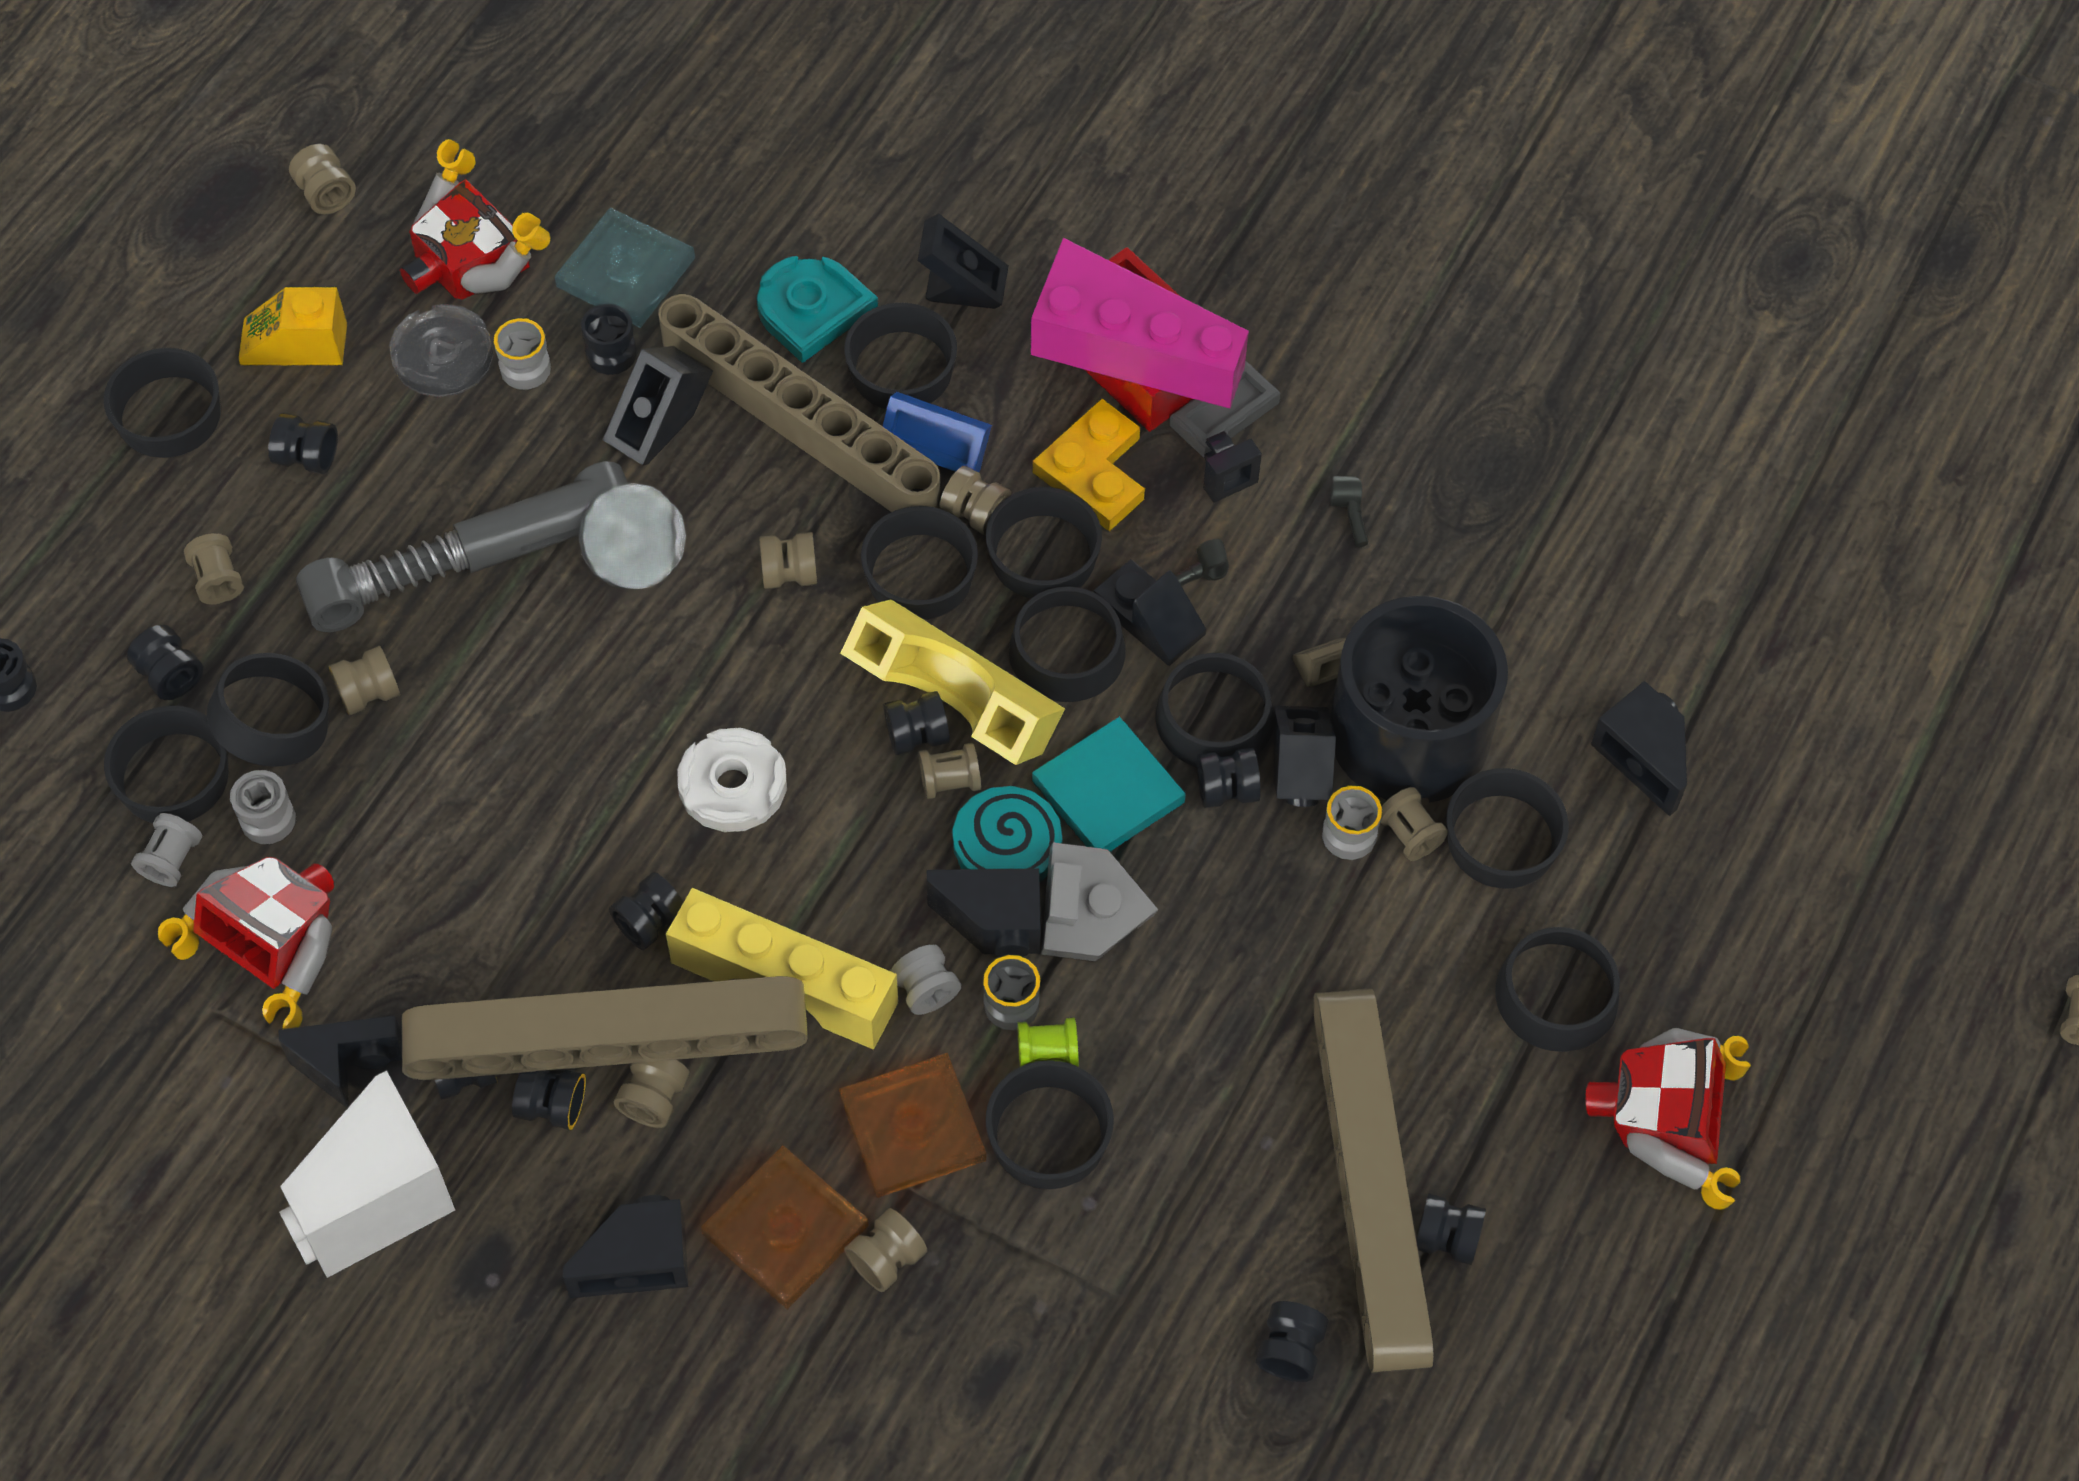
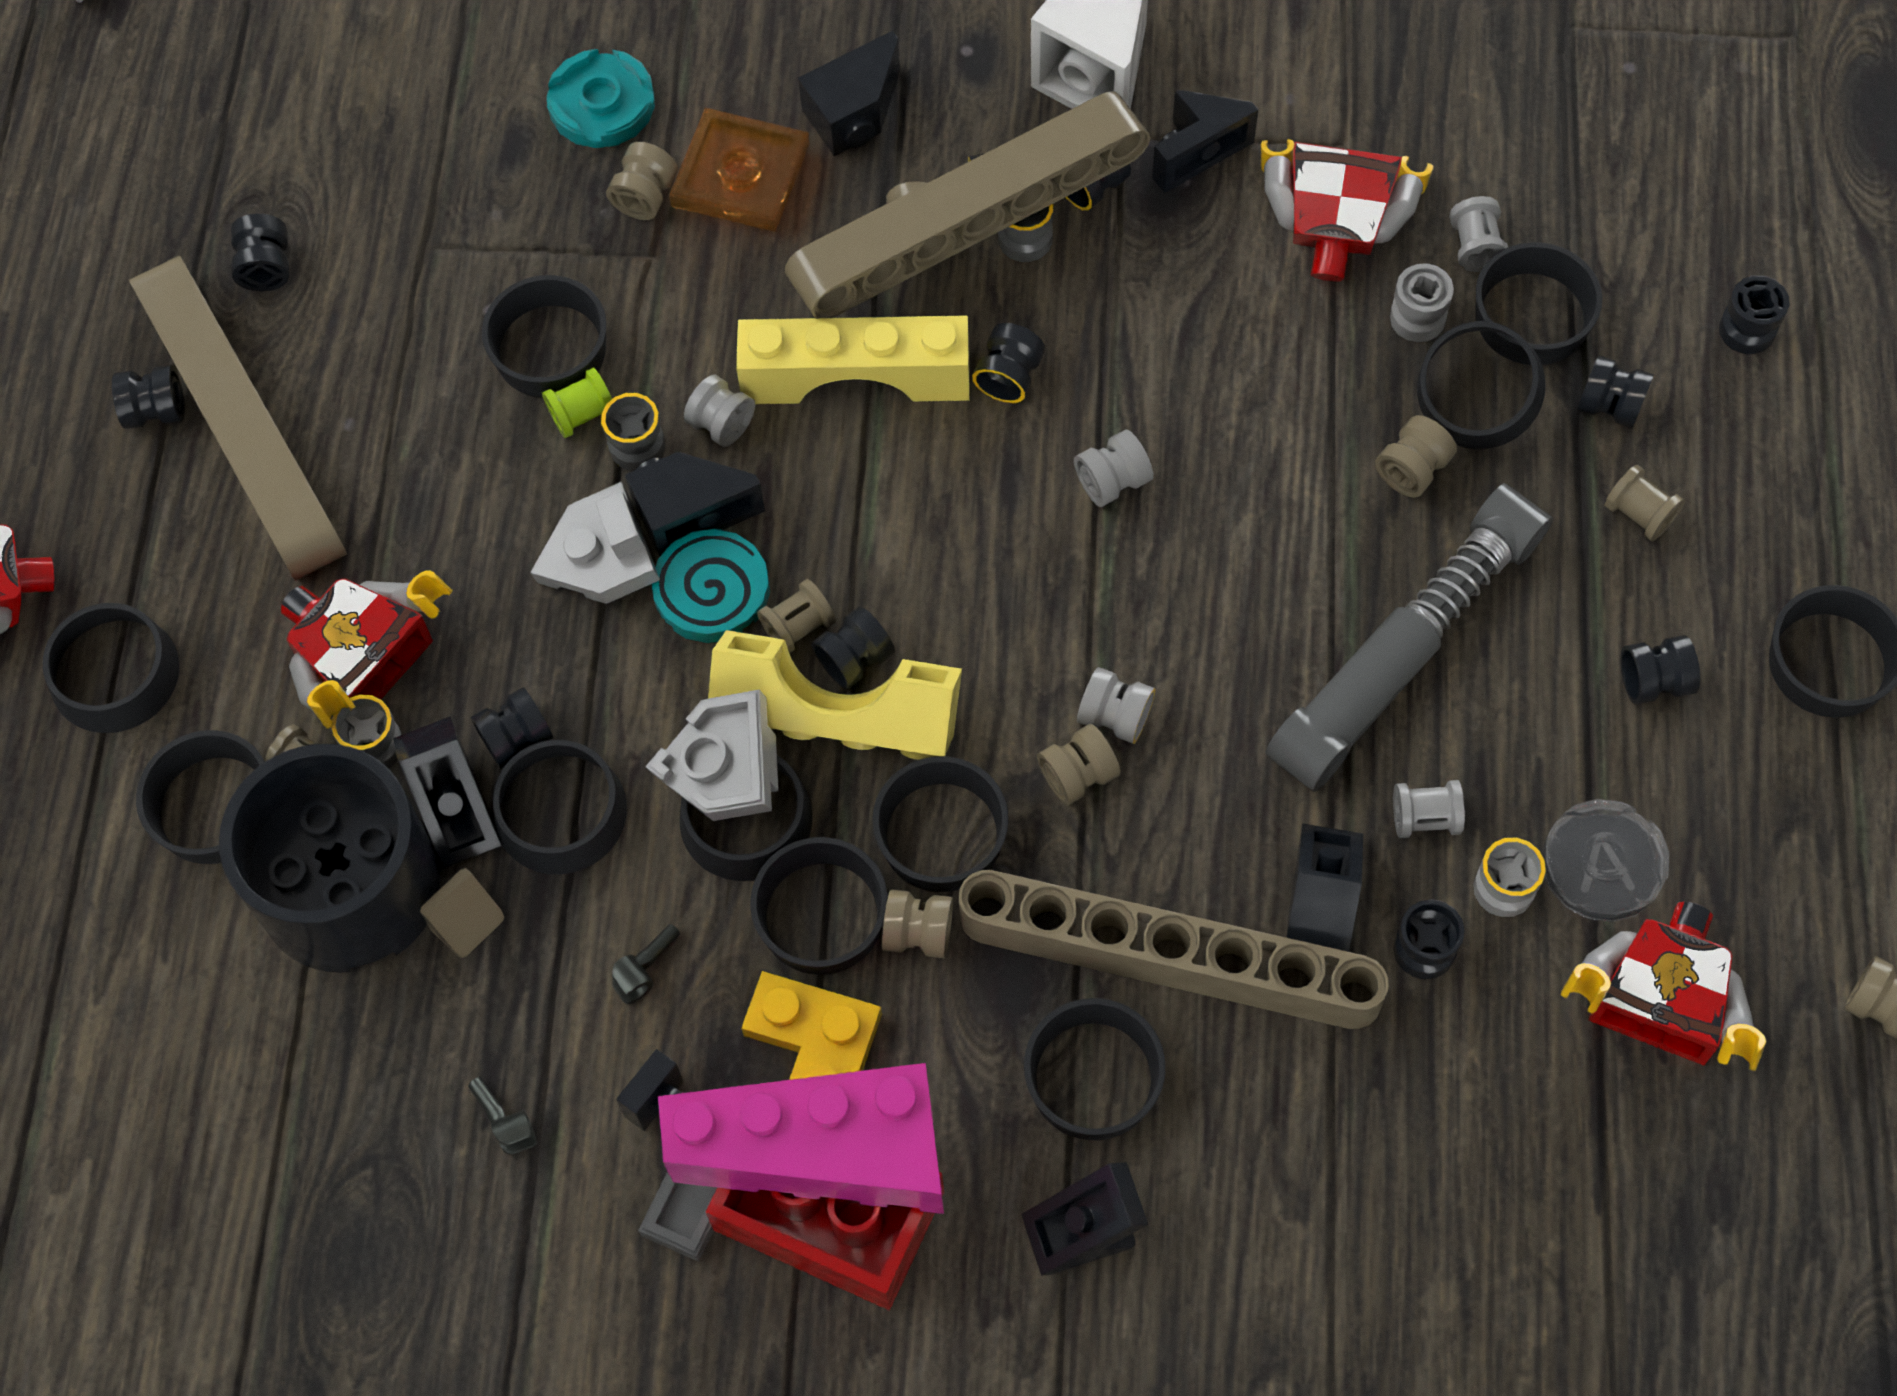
camera: 160 degrees right, 5 degrees up
(296, 329) = (1766, 796): yellow slope -> none
(546, 423) = (1428, 809): none -> light grey bush
(616, 778) = (1113, 469): none -> light grey wheel
(625, 266) = (1479, 1060): clear light blue tile -> none
(632, 536) = (1250, 707): clear tile -> none
(732, 807) = (1008, 561): white tile -> none
(735, 594) = (1116, 705): none -> light grey wheel
(810, 303) = (1241, 1111): teal tile -> none
(880, 1386) = (600, 98): none -> teal tile
(912, 1125) = (674, 298): clear orange plate -> none
(937, 433) = (1002, 983): blue tile -> none
(1071, 648) = (723, 757): none -> light grey plate
(1108, 786) = (633, 680): teal tile -> none
(1153, 610) = (676, 891): black slope -> none
(1336, 900) = (357, 638): none -> torso
(1646, 744) = (81, 958): black slope -> none

